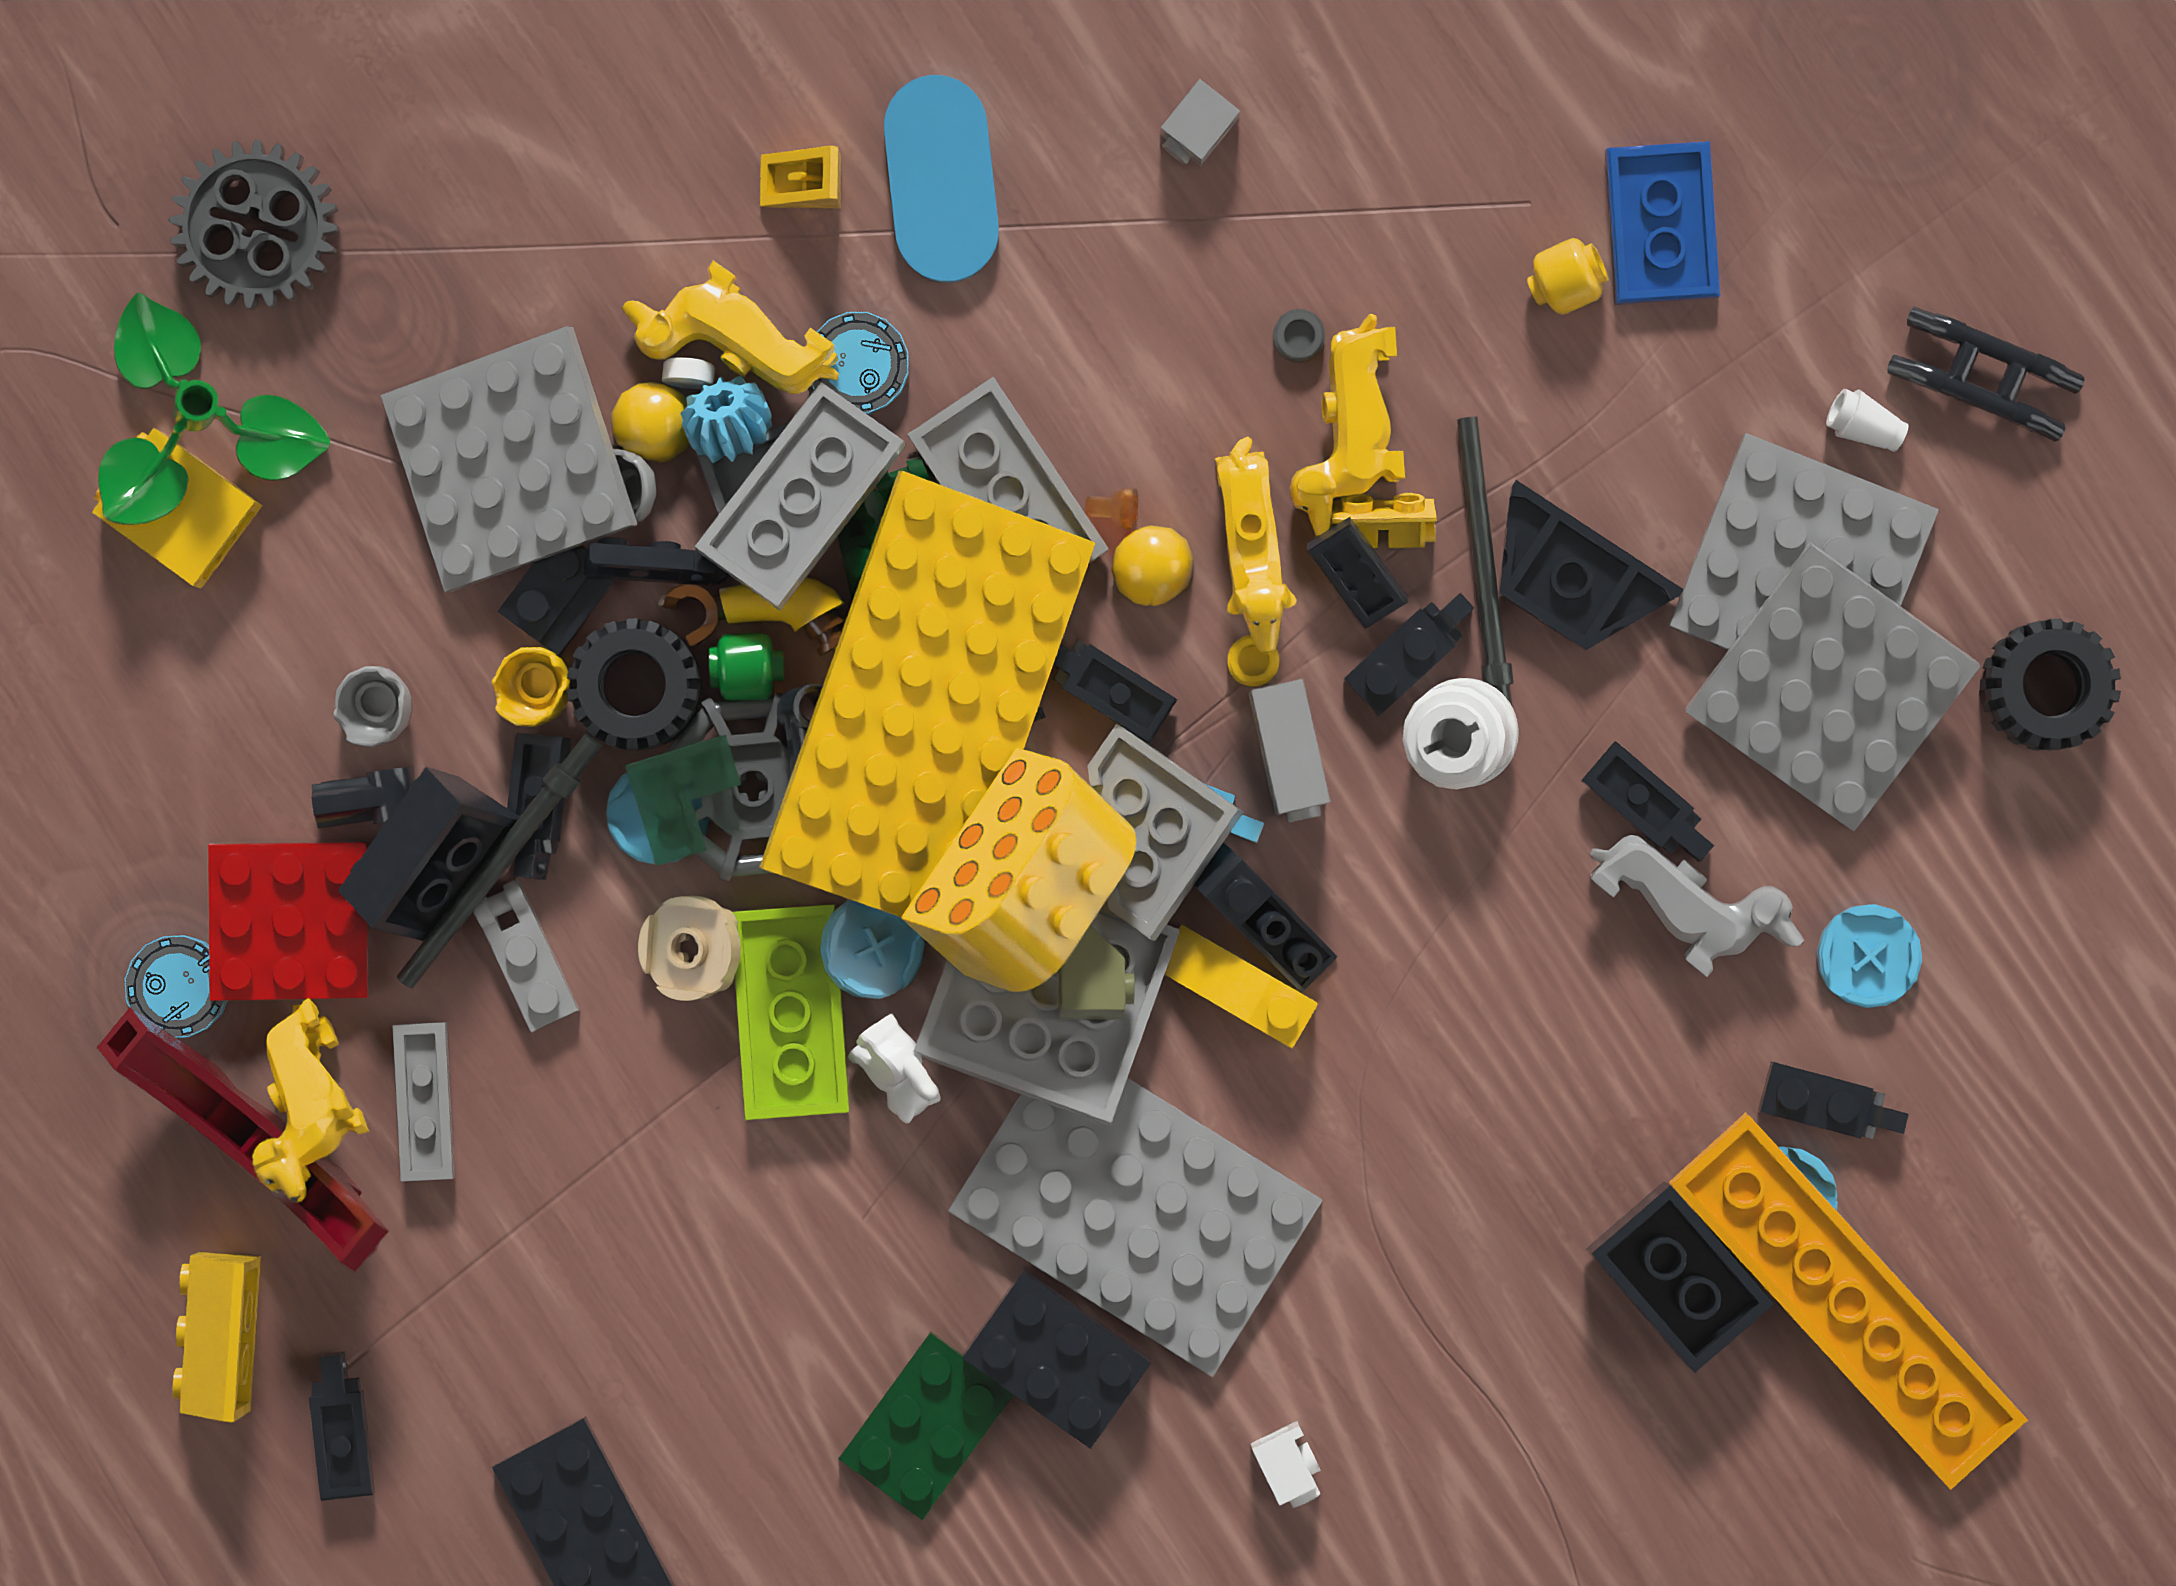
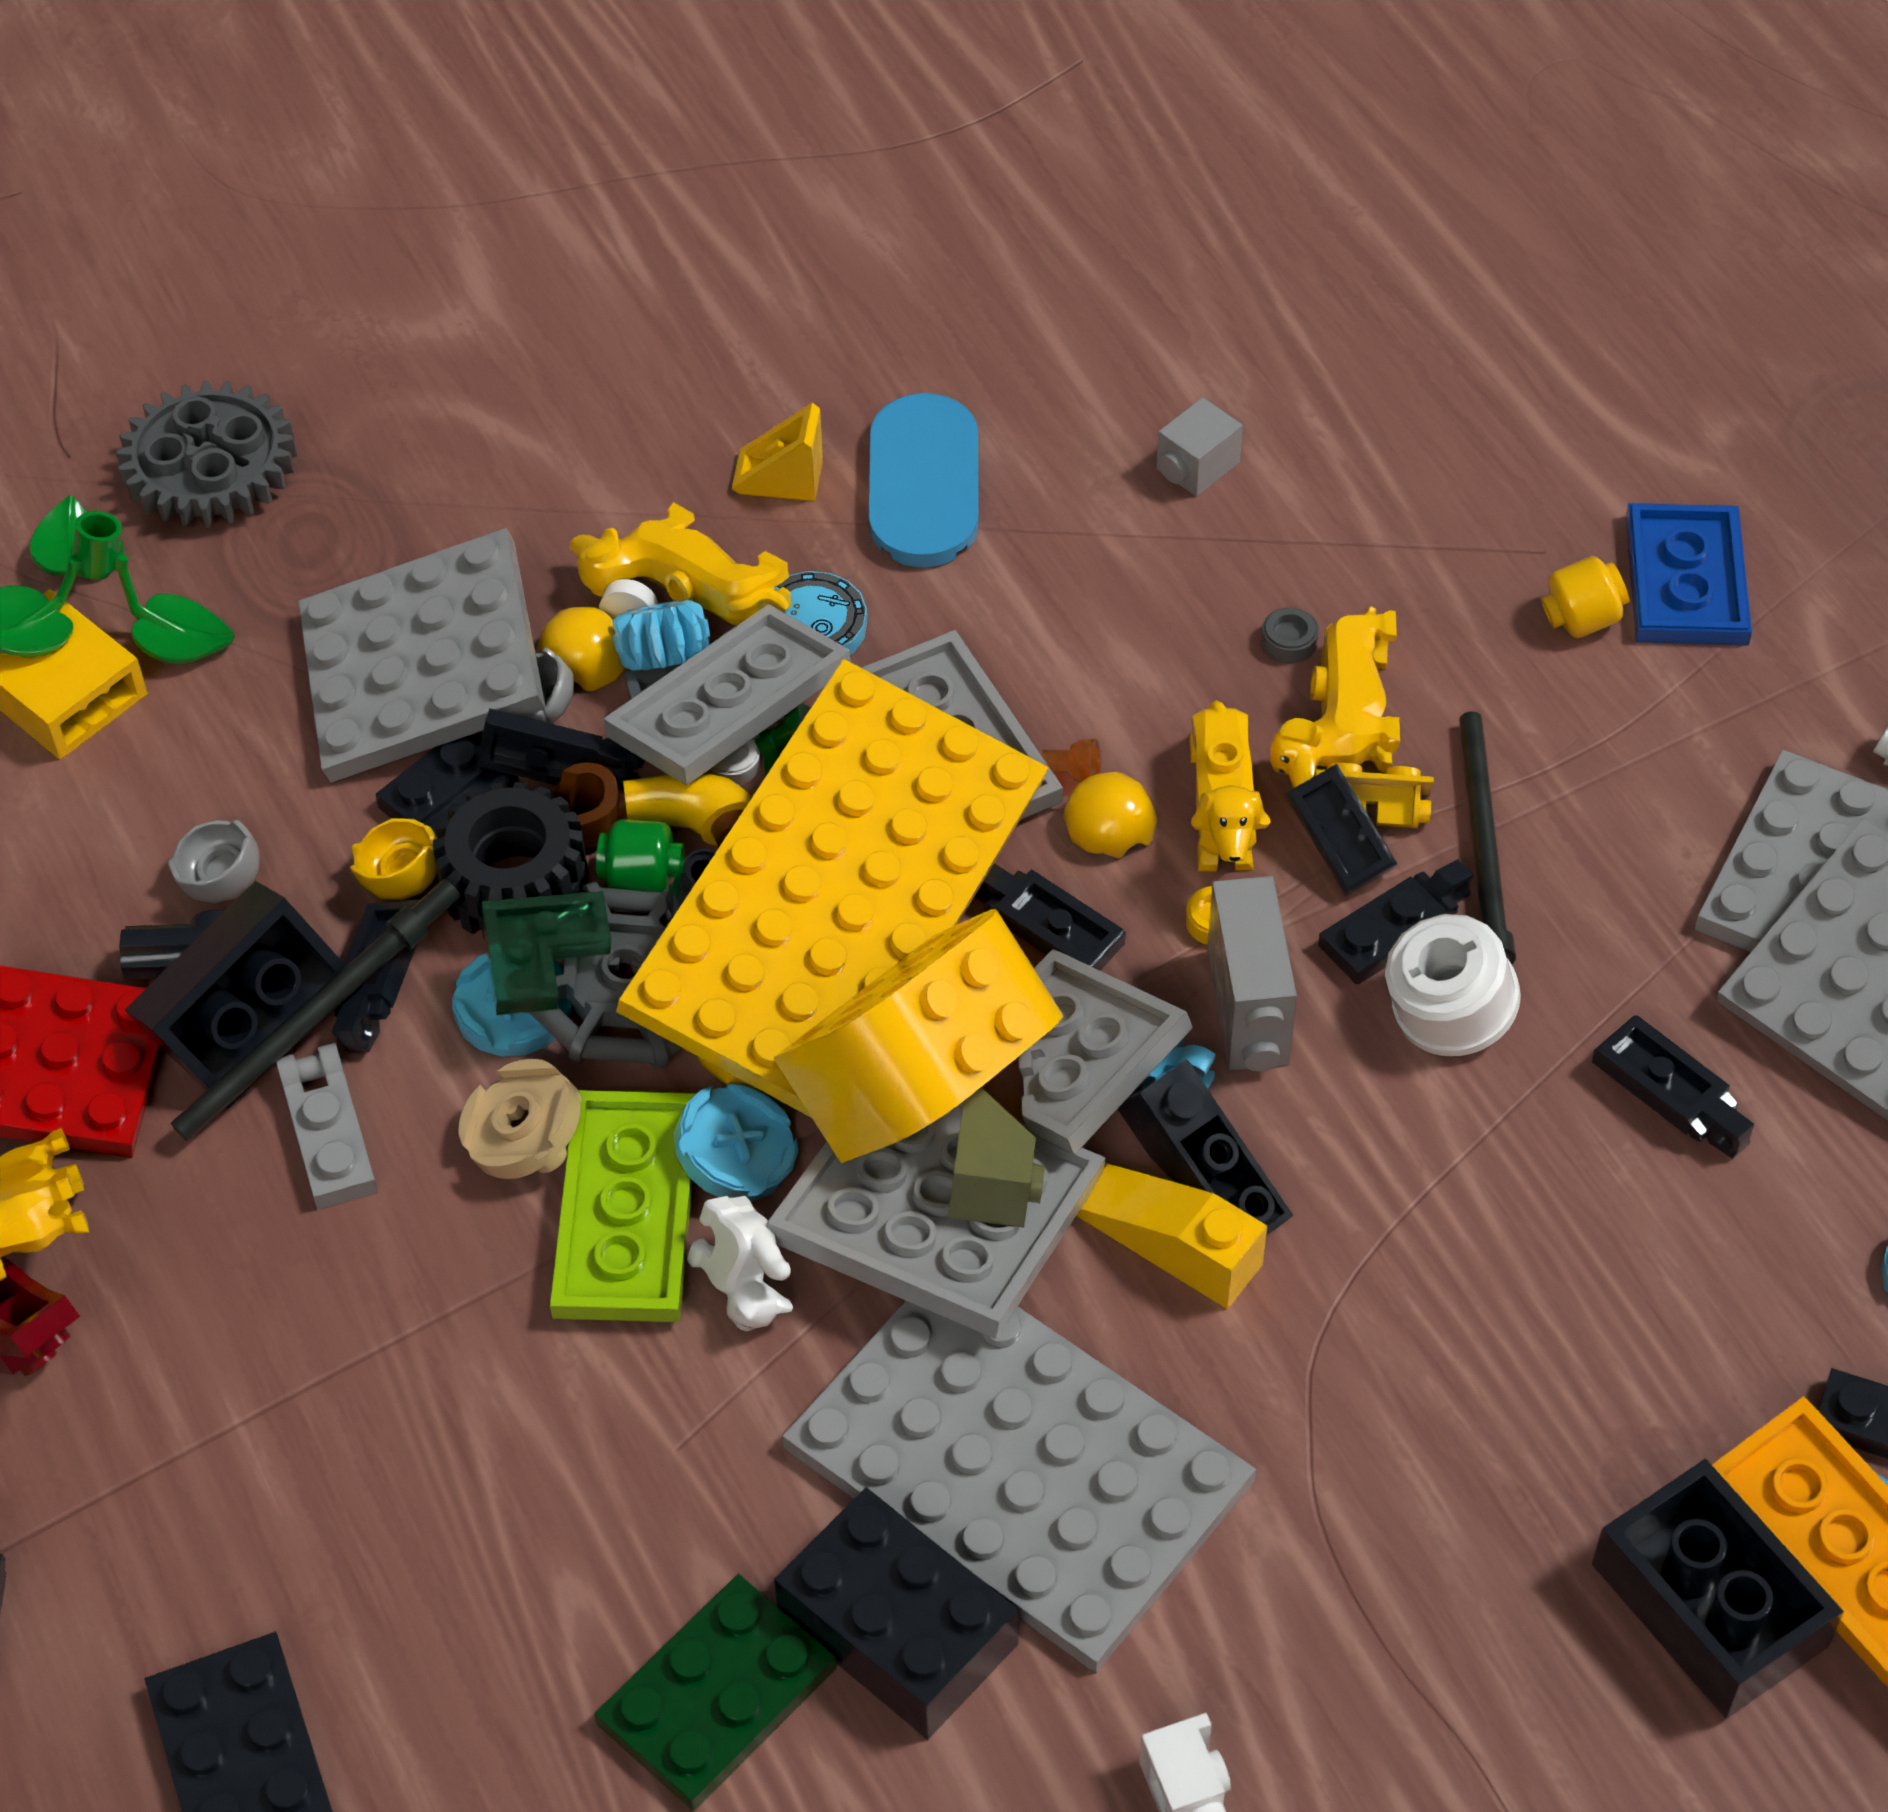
camera: 10 degrees right, 35 degrees down
(423, 1101) = (167, 1259): light grey plate -> none
(1573, 574) = (1590, 861): black wing -> none
(1688, 909) = (1725, 1191): light grey animal -> none

